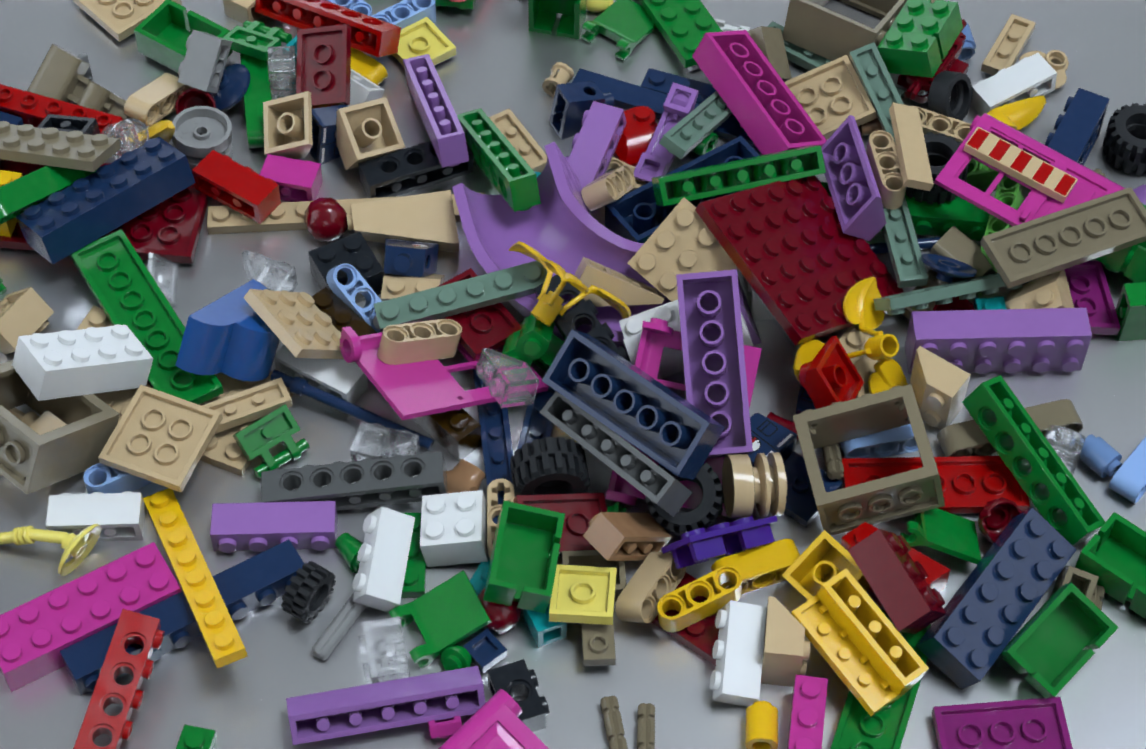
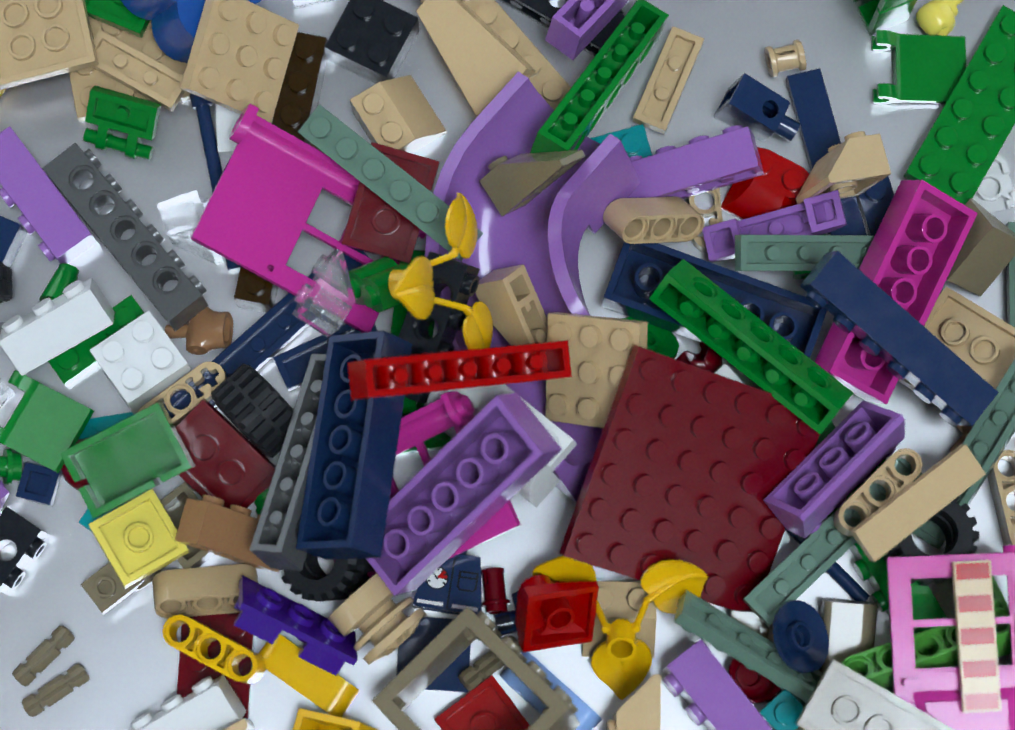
camera: 55 degrees right, 25 degrees up
(354, 285) = (337, 67): light blue beam -> none
(410, 258) = (425, 87): dark blue torso -> none
(419, 341) = (323, 181): tan beam -> none
(527, 215) = (522, 178): none -> dark tan slope
(633, 305) = (459, 370): none -> red brick
(662, 68) = (848, 167): none -> tan slope
(796, 99) = (898, 339): none -> dark blue brick

